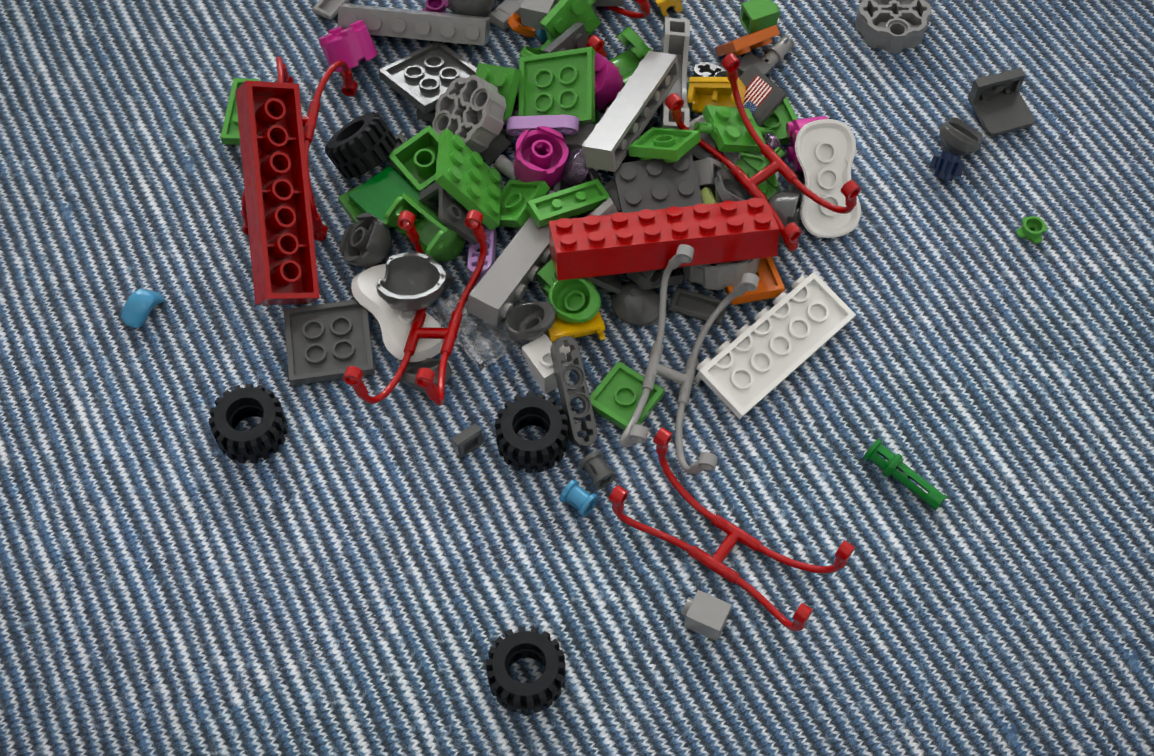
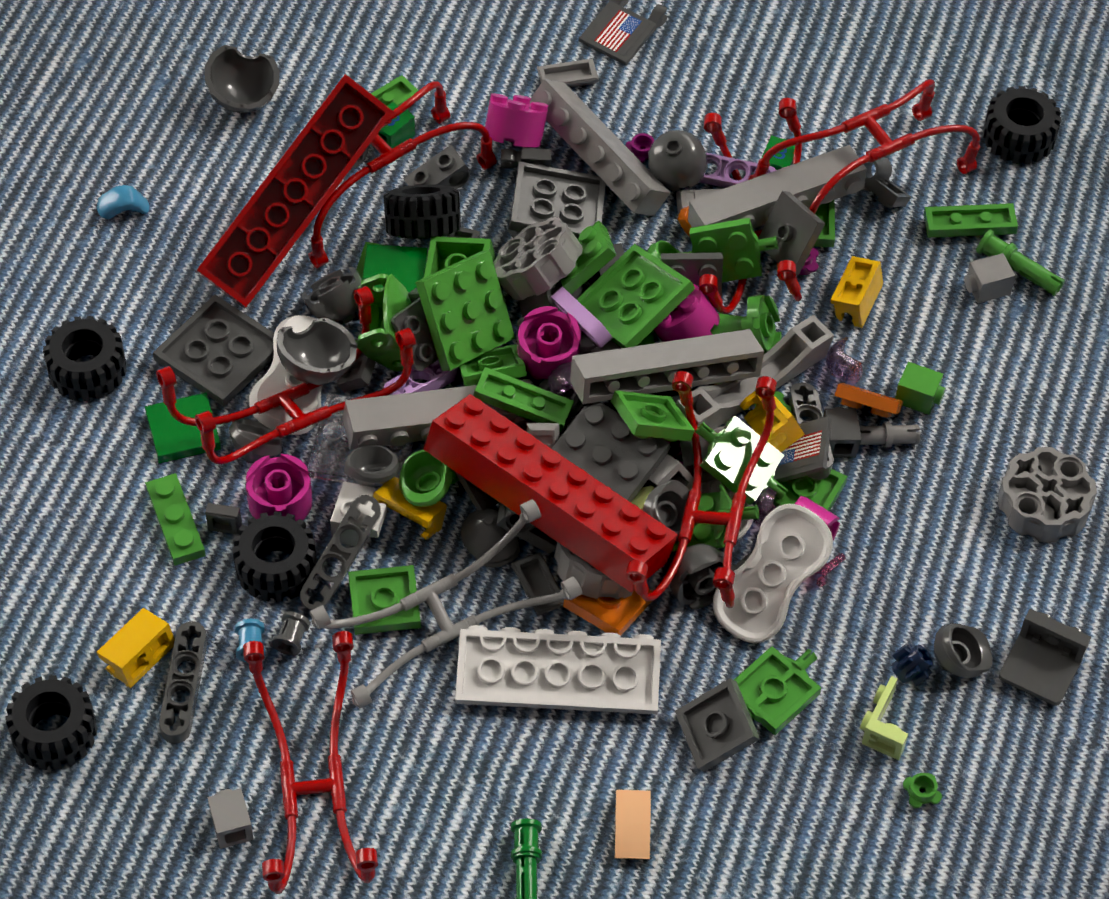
camera: 45 degrees right, 5 degrees down
(133, 162) = (241, 81): none -> dark grey cylinder
(333, 115) = (442, 169): none -> dark grey plate
(362, 419) = (172, 438): none -> green tile
(368, 72) = (510, 158): none -> dark grey plate
(433, 470) = (175, 519): none -> bright green plate
(482, 390) = (279, 486): none -> dark pink brick
(514, 570) = (137, 647): none -> yellow hinge
(566, 565) = (183, 681): none -> dark grey beam
(705, 37) = (842, 365): none -> clear purple hair
(896, 246) = (777, 688): none -> bright green plate
(899, 291) = (717, 725): none -> dark grey plate
(928, 394) = (632, 824): none -> light nougat slope
(972, 220) = (880, 736): none -> yellowish green bracket

